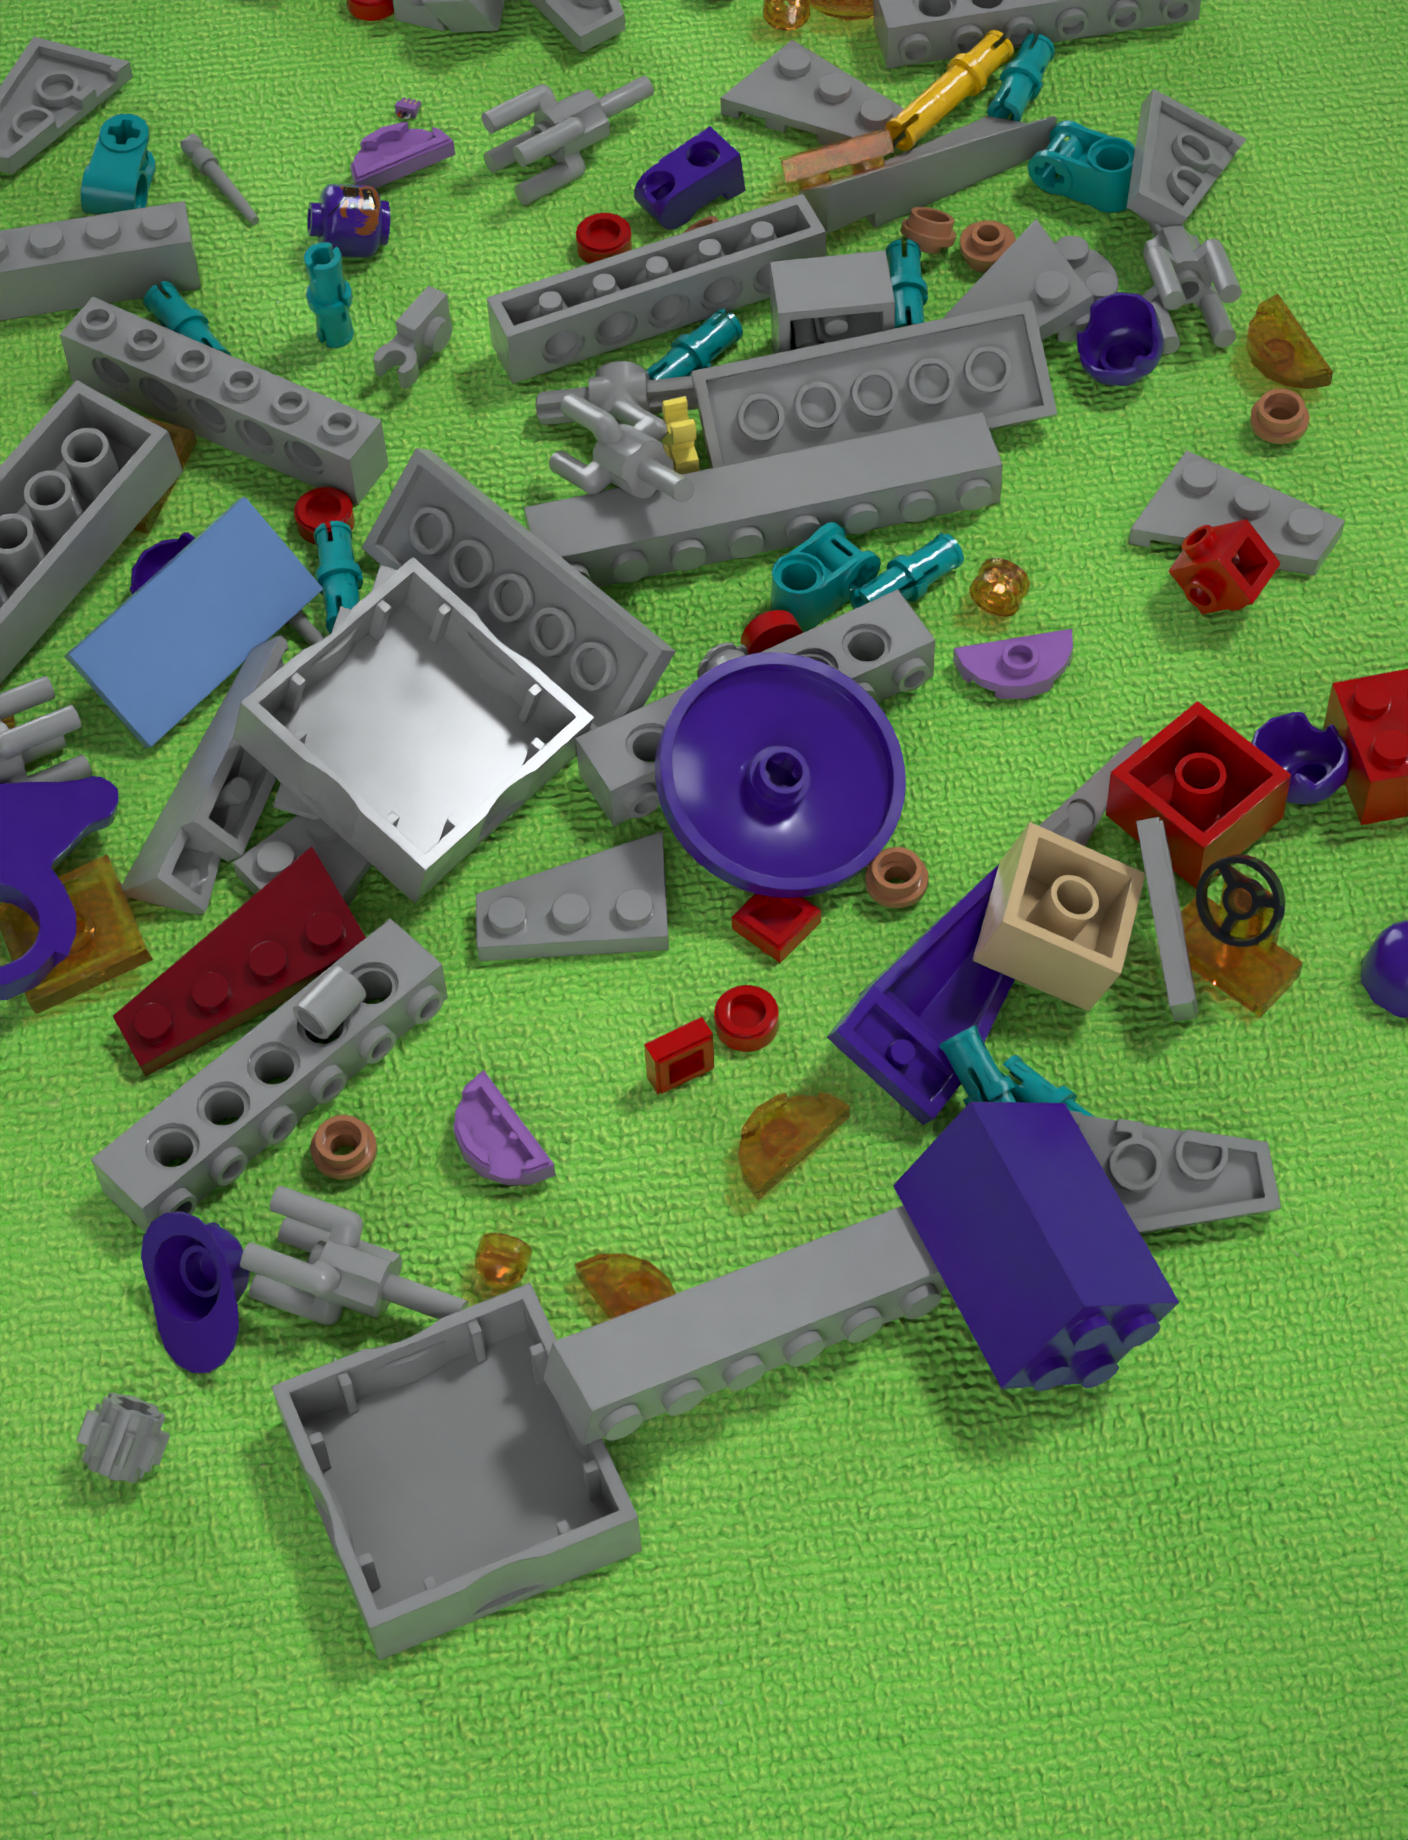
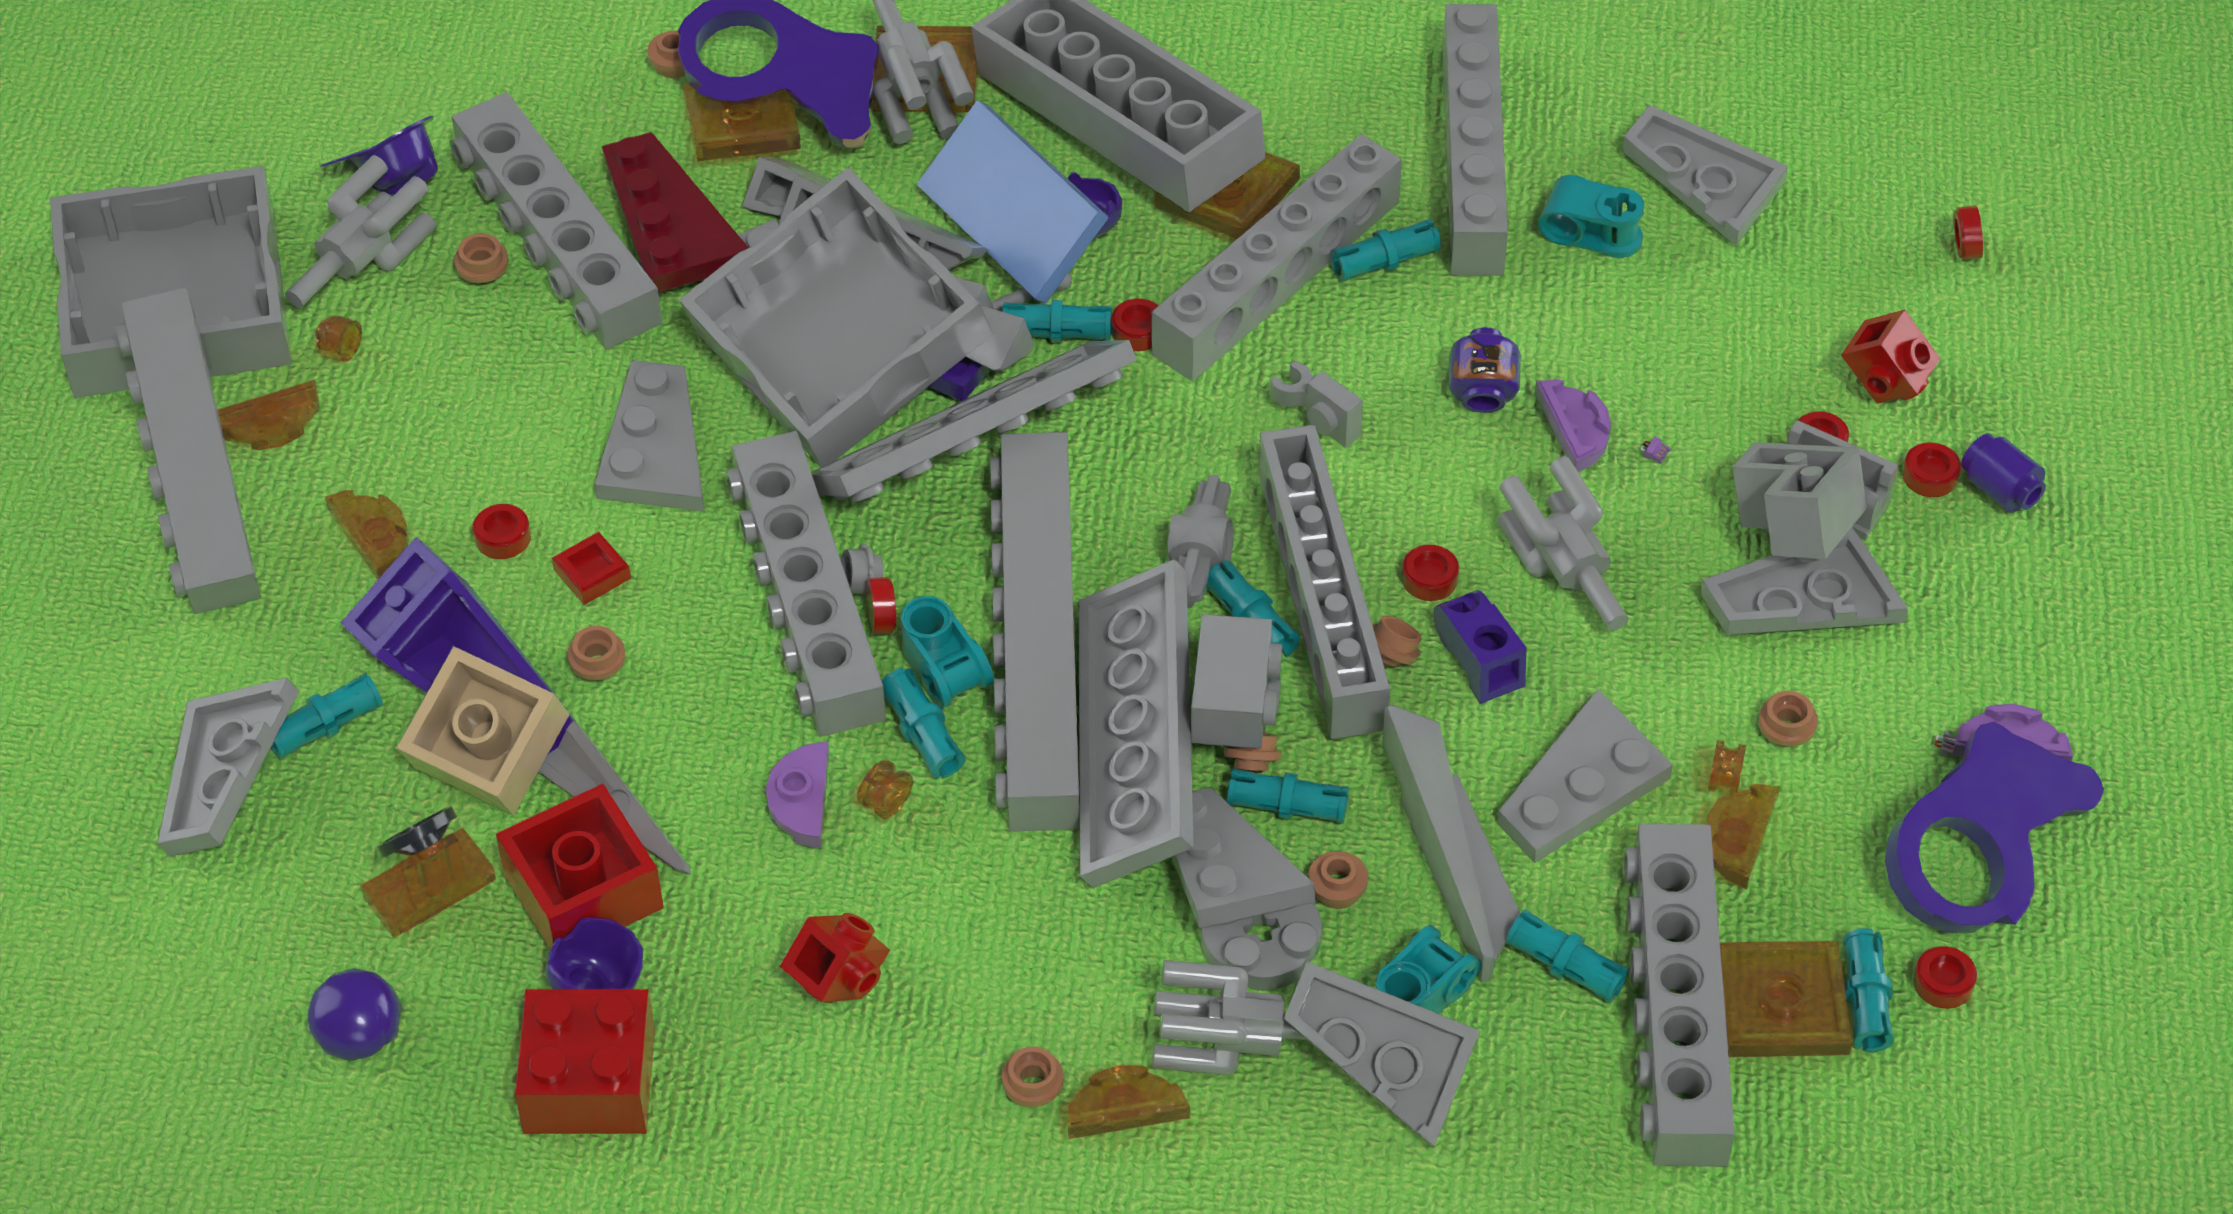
camera: 100 degrees right, 5 degrees down
(123, 1437) = (275, 88): light grey gear -> none
(209, 165) = (1605, 288): light grey piece -> none
(329, 295) = (1368, 327): teal pin -> none
(329, 1002) = (578, 229): light grey hinge -> none
(496, 1139) = (450, 348): medium lavender plate -> none
(624, 452) = (1090, 500): light grey plant -> none
(679, 1056) = (470, 469): red tile -> none
(680, 436) = (1112, 558): light yellow plate -> none
(780, 775) = (700, 558): dark purple dish -> none
(861, 152) = (1469, 753): clear orange plate -> none
(929, 229) = (1378, 826): nougat plate -> none
(964, 77) = (1573, 896): yellow pin -> none
(977, 1068) = (343, 656): teal pin -> none
(1035, 1245) = (161, 628): dark purple brick -> none
(1121, 340) = (1144, 943): dark purple hair -> none
(1167, 919) = (480, 803): light grey tile -> none
(1213, 495) = (919, 1010): light grey wing -> none

